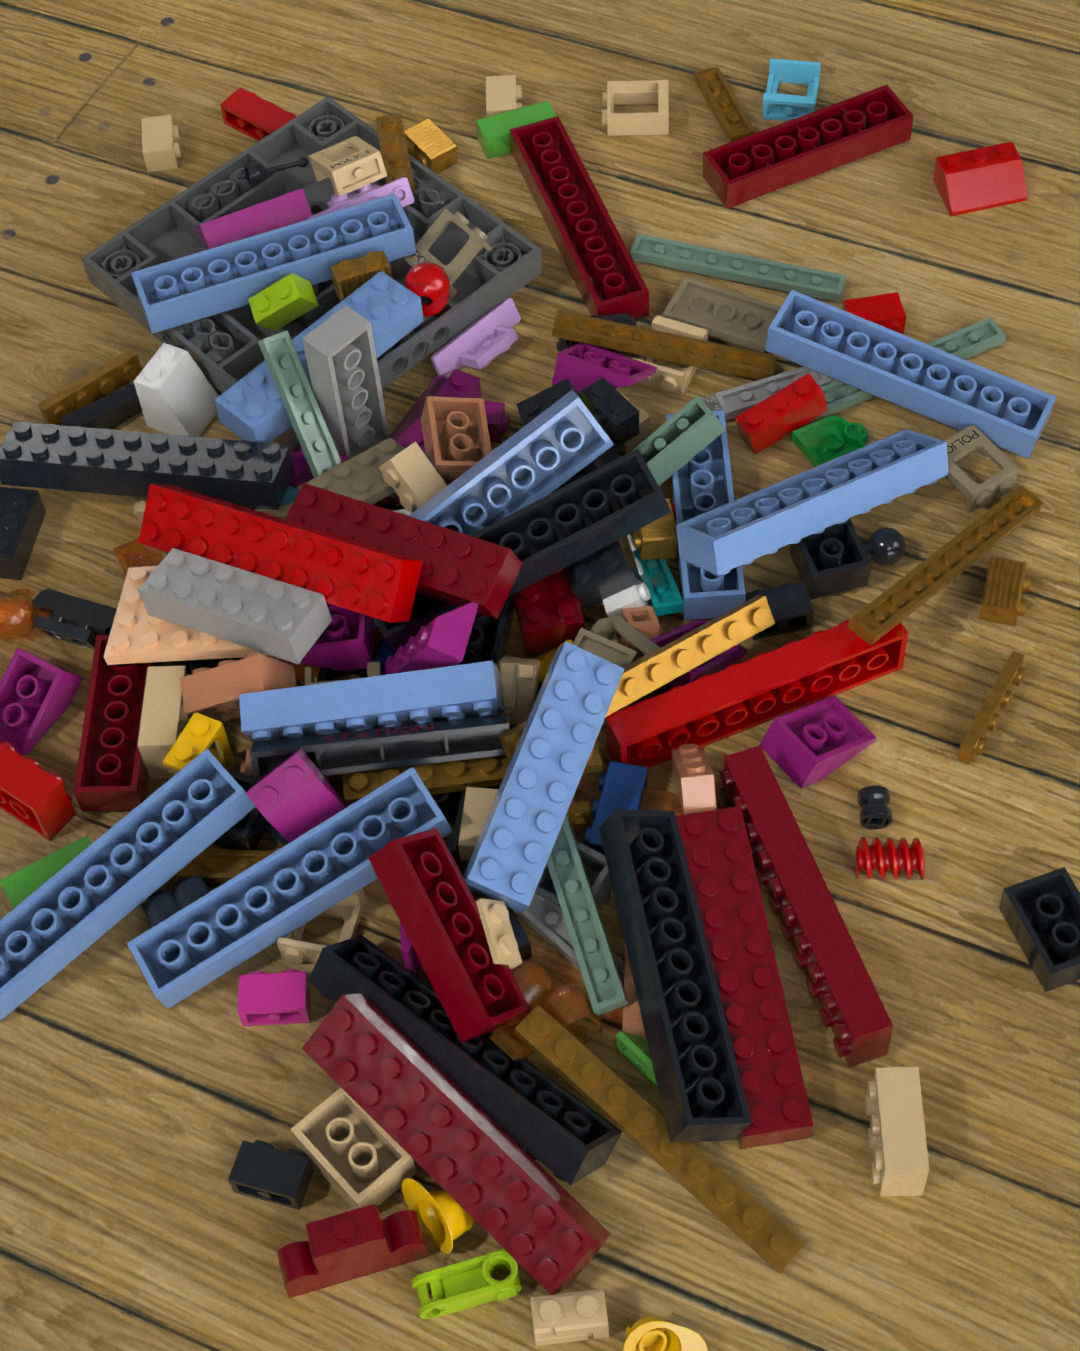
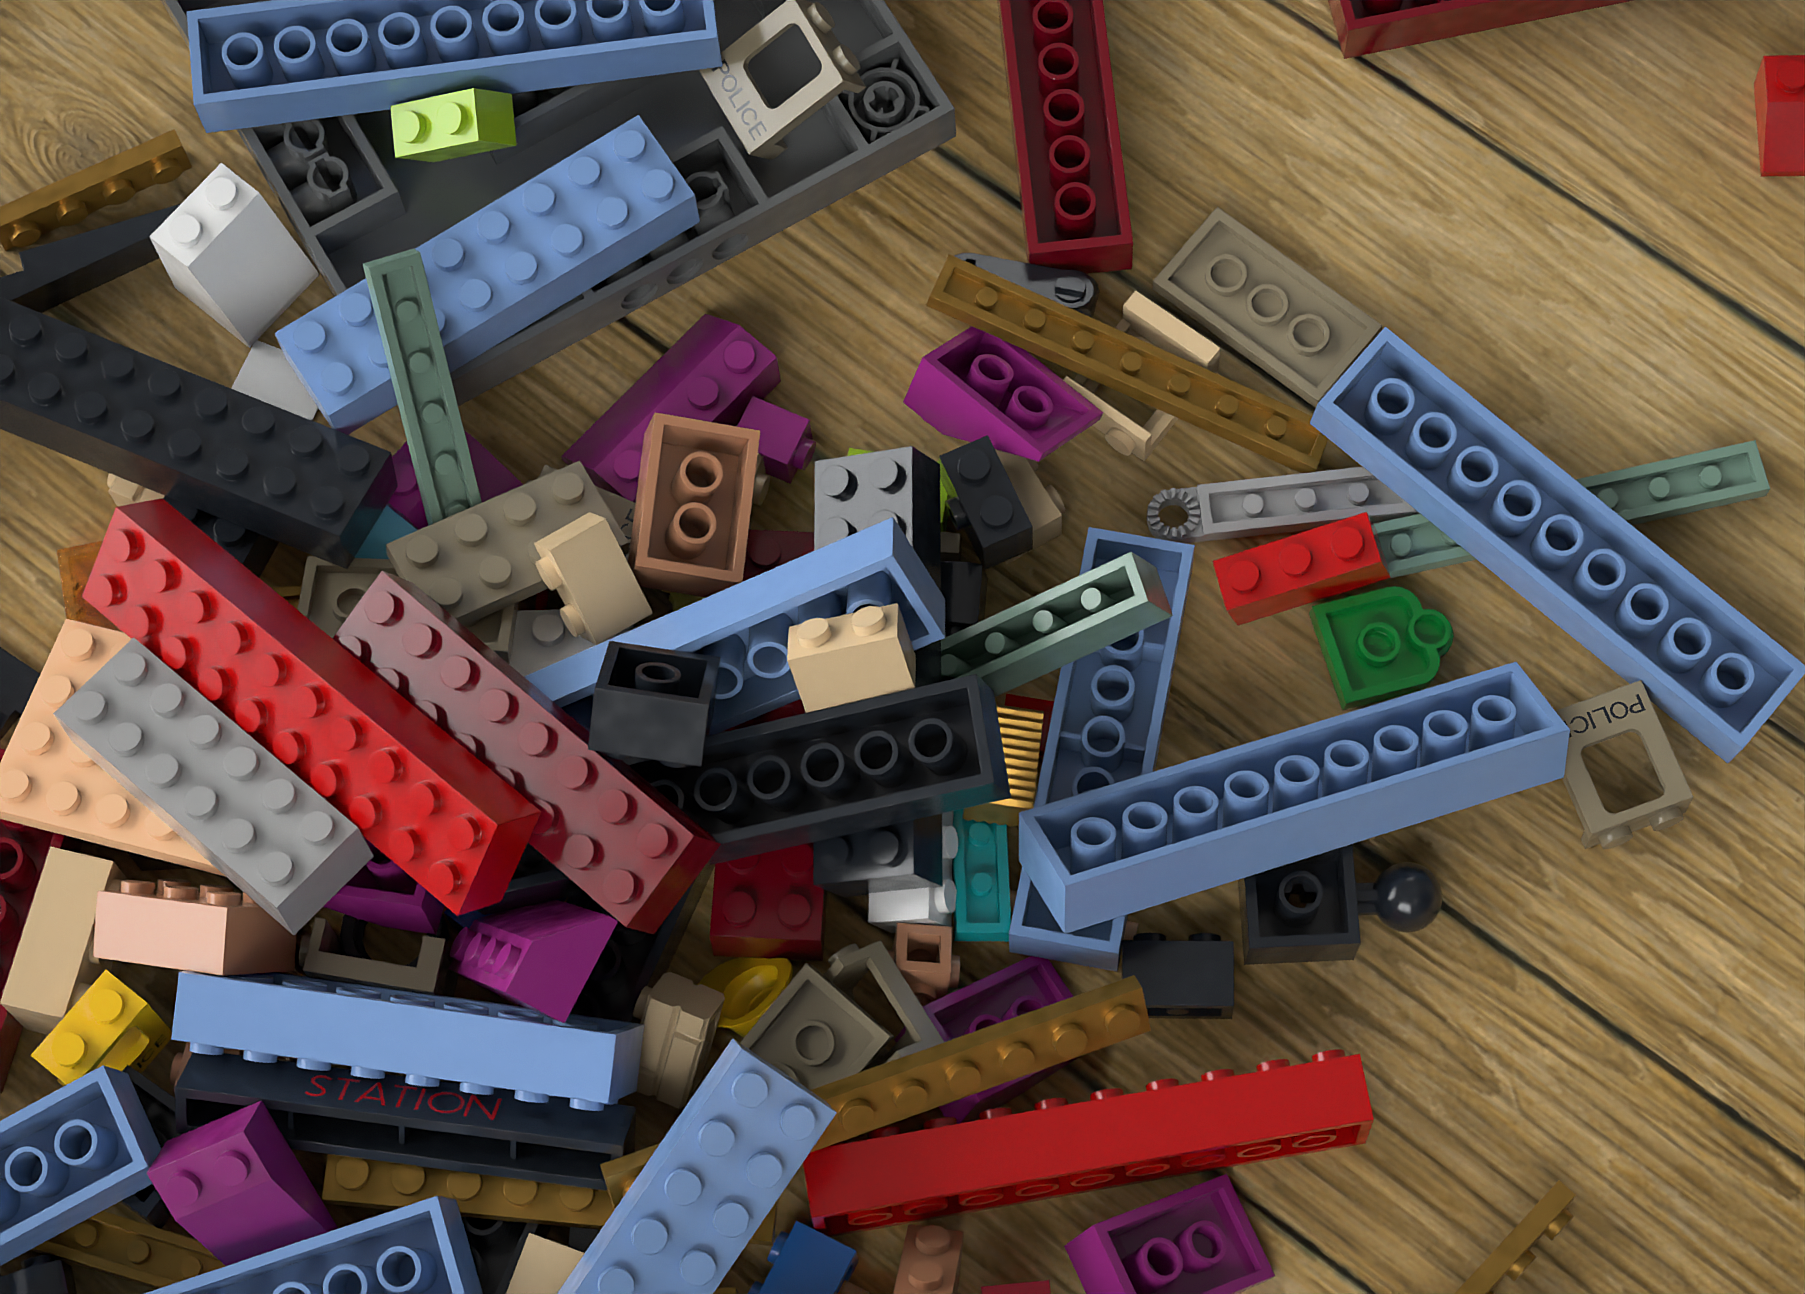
camera: 15 degrees right, 15 degrees up
(347, 381) = (515, 361): light grey brick -> none
(353, 273) = (600, 102): pearl gold brick -> none
(429, 281) = (722, 158): red helmet -> none
(469, 503) = (653, 704): none -> black brick
(481, 340) = (807, 260): lavender bracket -> none
(567, 458) = (851, 657): none -> tan brick
(738, 267) = (1323, 206): sand green plate -> none
(879, 309) = (1540, 385): red brick -> none
(944, 565) = (1488, 986): pearl gold plate -> none
(1003, 591) = (1587, 1042): pearl gold brick -> none

